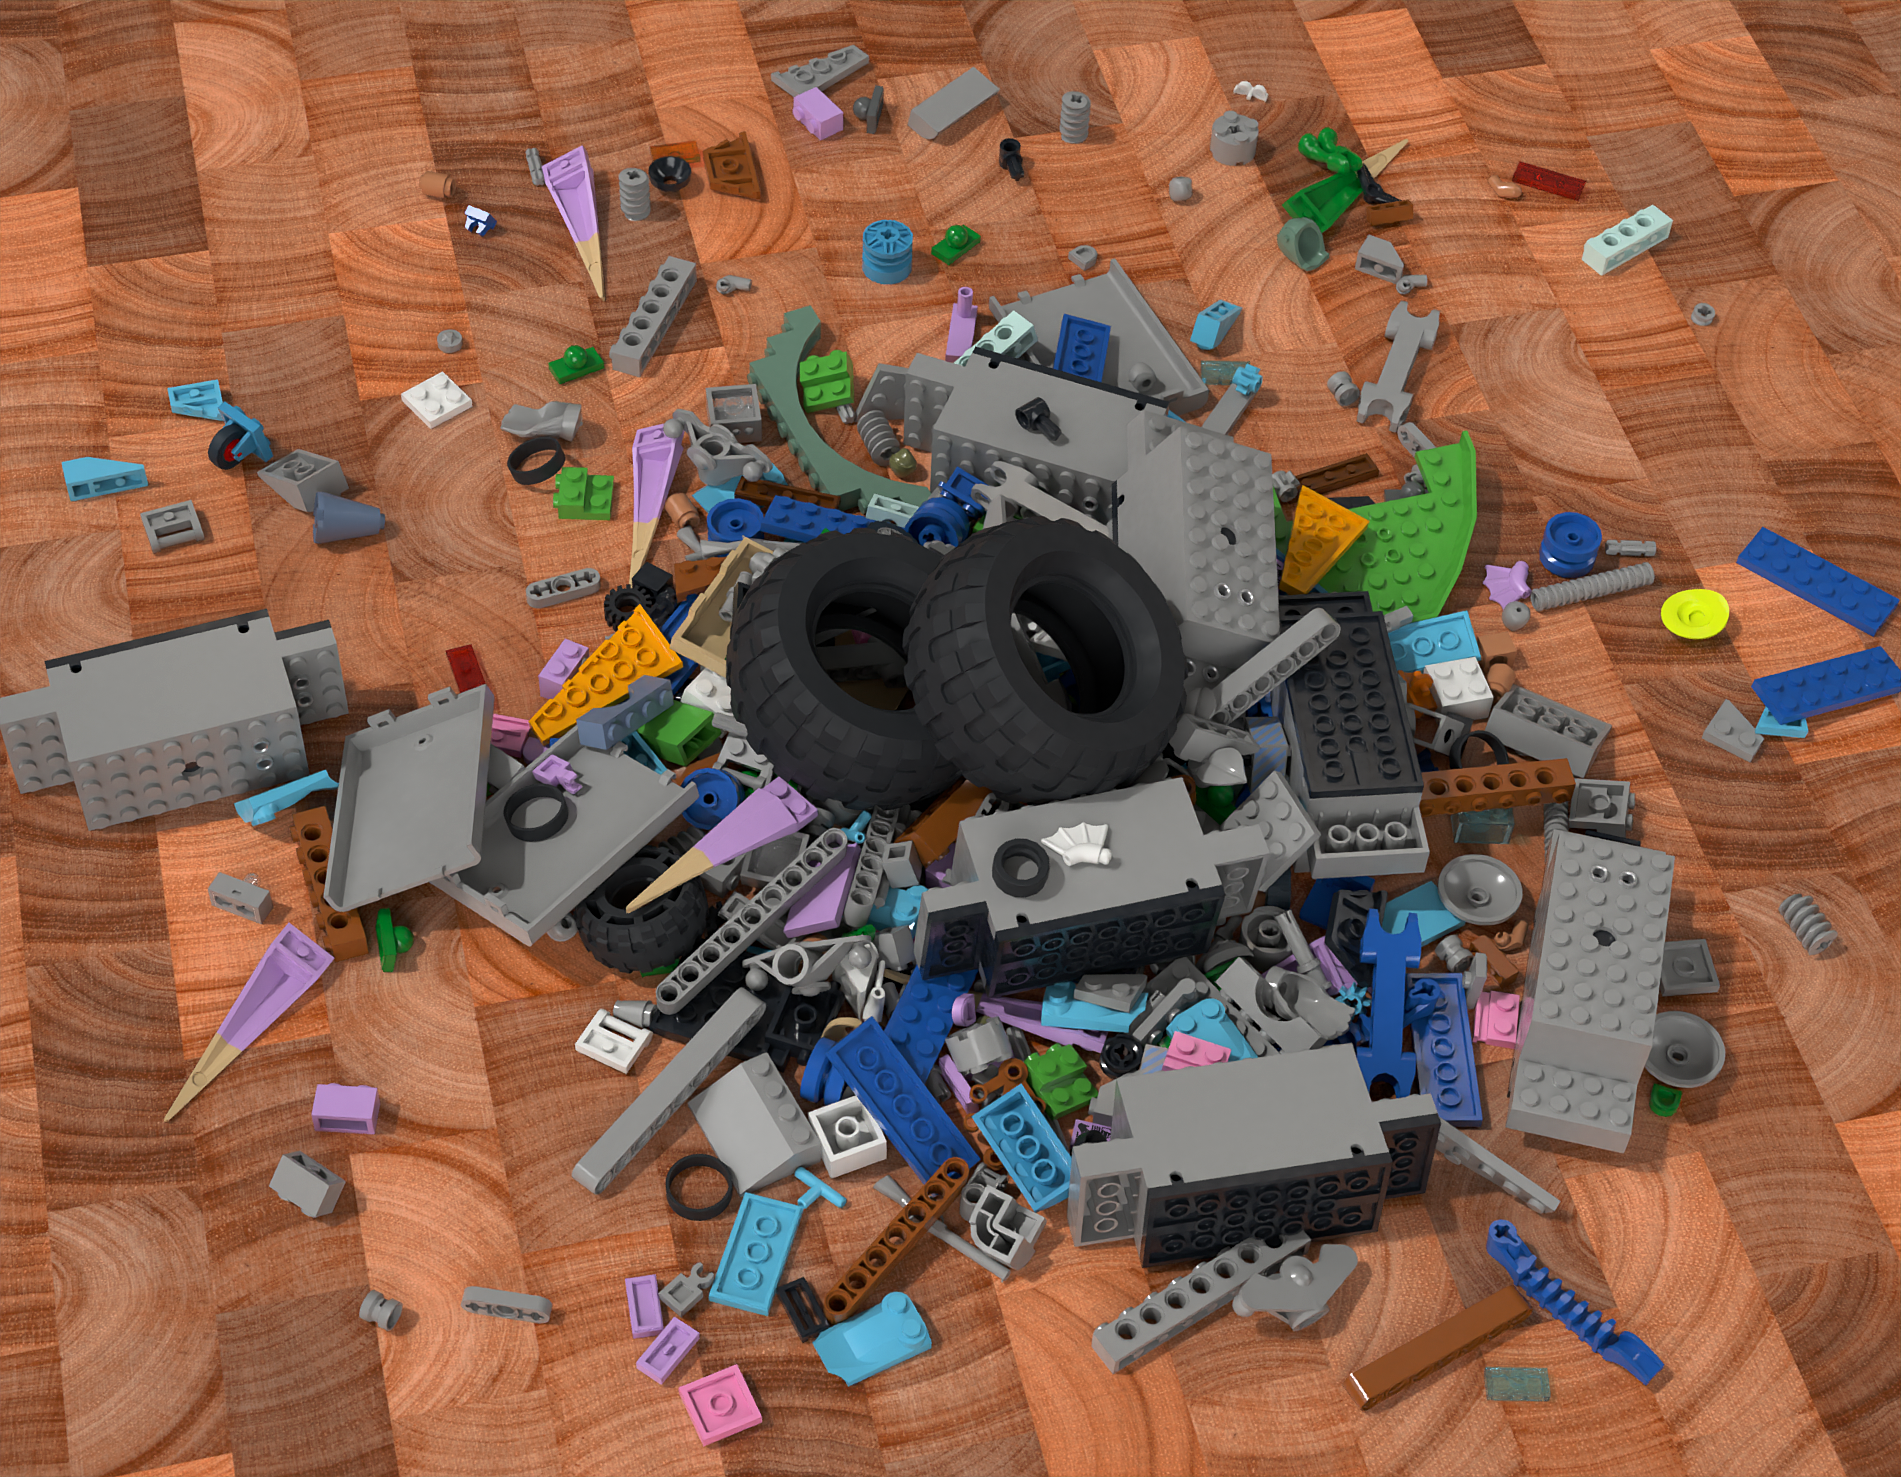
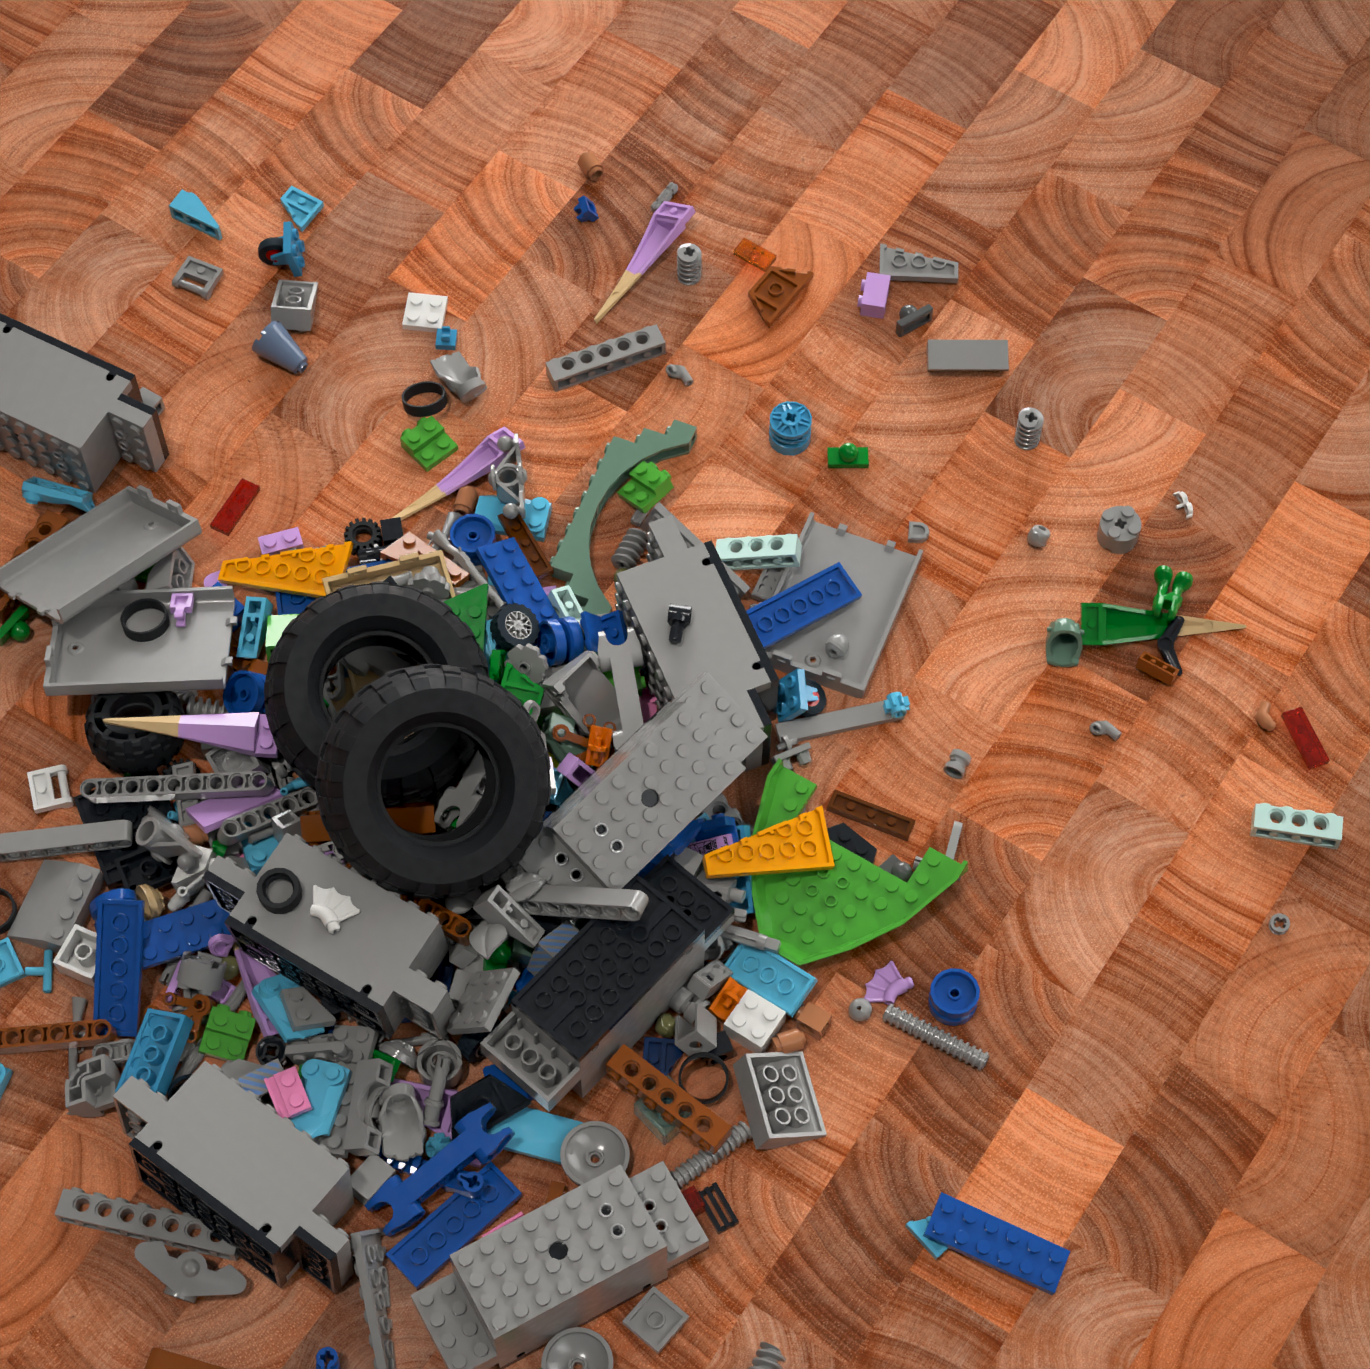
camera: 50 degrees right, 10 degrees up
(449, 341) = (477, 279): light grey tile -> none
(485, 405) = (446, 338): none -> dark azure tile
(509, 734) = (206, 554): bright pink plate -> none
(543, 588) = (352, 501): light grey beam -> none
(575, 364) = (526, 353): green tile -> none
(609, 725) = (239, 602): sand blue arch -> none
(635, 1012) = (75, 780): light grey cone -> none
(667, 169) = (731, 260): black piece -> none
(736, 410) = (565, 462): light grey piece -> none
(961, 326) = (777, 518): lavender piece -> none
(1011, 158) = (954, 427): black axle -> none
(1214, 324) = (935, 648): medium azure slope -> none
(1220, 371) = (896, 682): clear light blue plate -> none
(1285, 485) = (826, 795): light grey gear -> none
(1379, 259) = (1103, 694): light grey slope -> none
(1388, 394) = (983, 792): light grey piece -> none
(1454, 954) = (534, 1179): light grey wheel -> none
(1475, 979) = (515, 1203): light grey plate -> none
(1602, 806) = (741, 1177): light grey plate -> none
(1630, 547) = (999, 1035): light grey axle -> none
(1695, 613) = (971, 1115): neon yellow hat -> none
(1733, 732) = (894, 1211): light grey wing -> none
(1818, 581) = (1093, 1171): blue plate -> none

